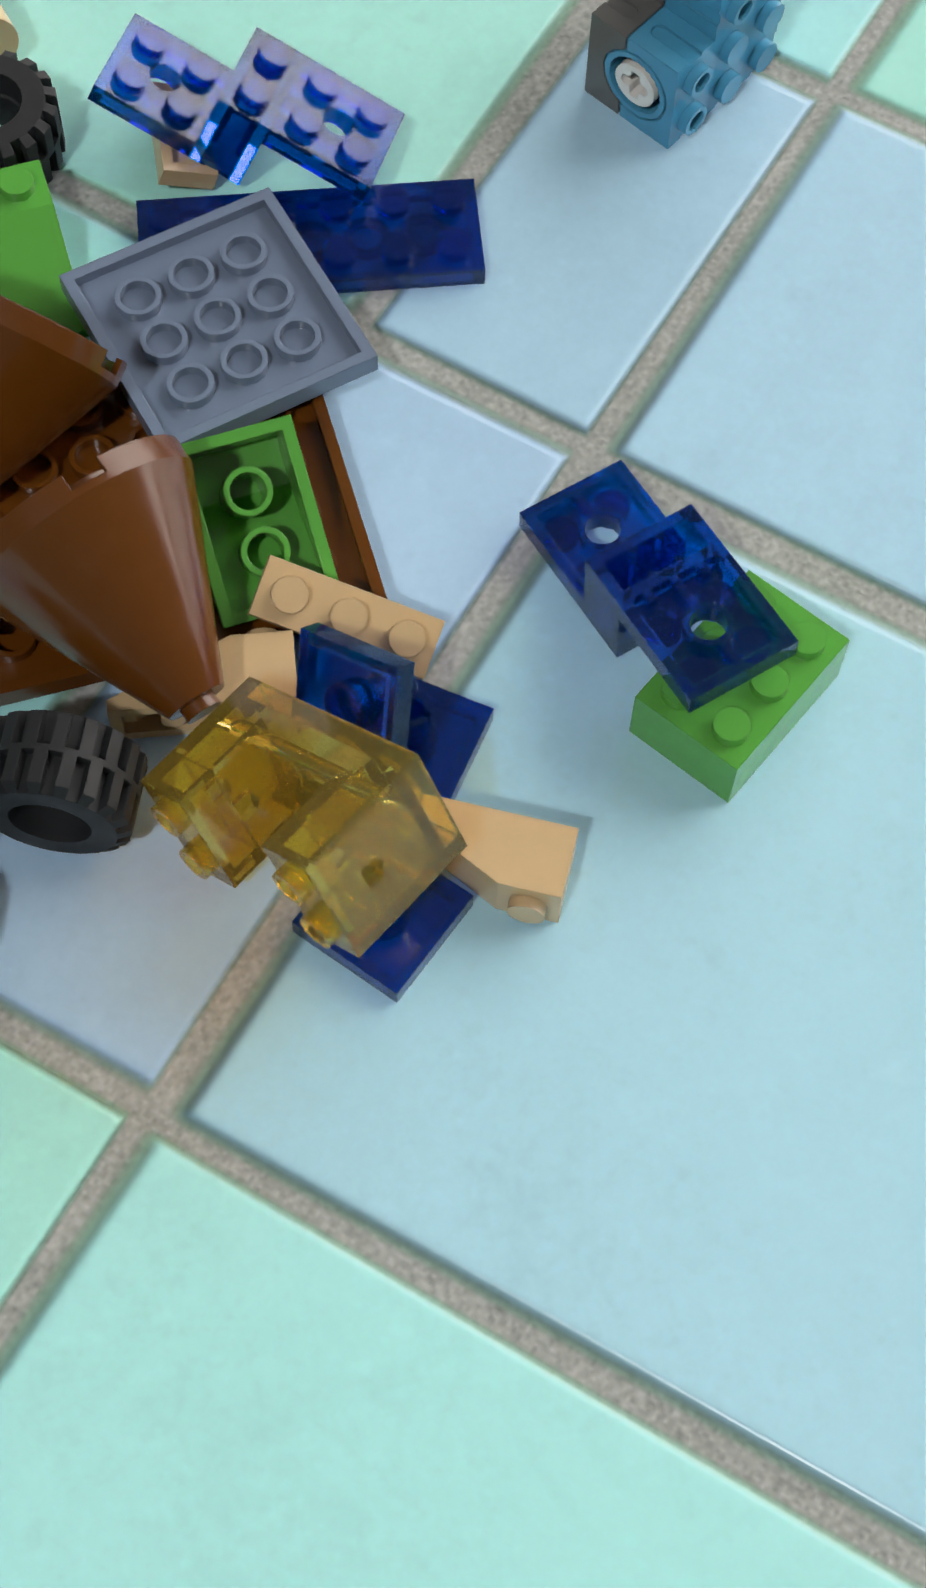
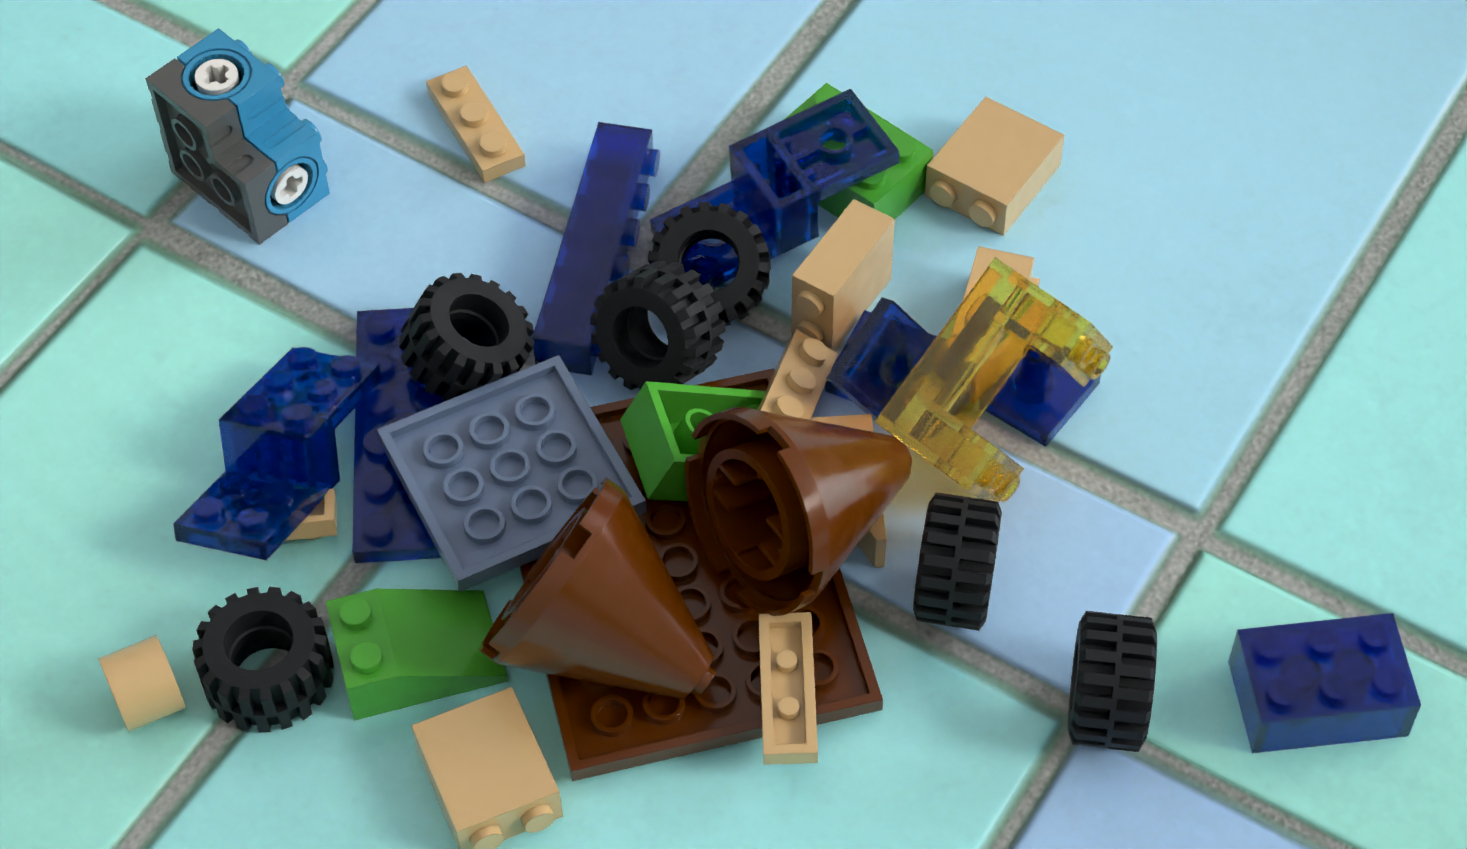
camera: 85 degrees left, 10 degrees down
(413, 217) = (468, 310): none -> black tyre
(415, 451) = (681, 306): none -> black tyre
(517, 662) = (843, 274): none -> tan brick
(560, 519) = (725, 225): none -> black tyre
(580, 406) = (595, 242): none -> clear blue brick
(746, 867) = (994, 165): none -> tan brick
(783, 280) = (475, 124): none -> tan plate

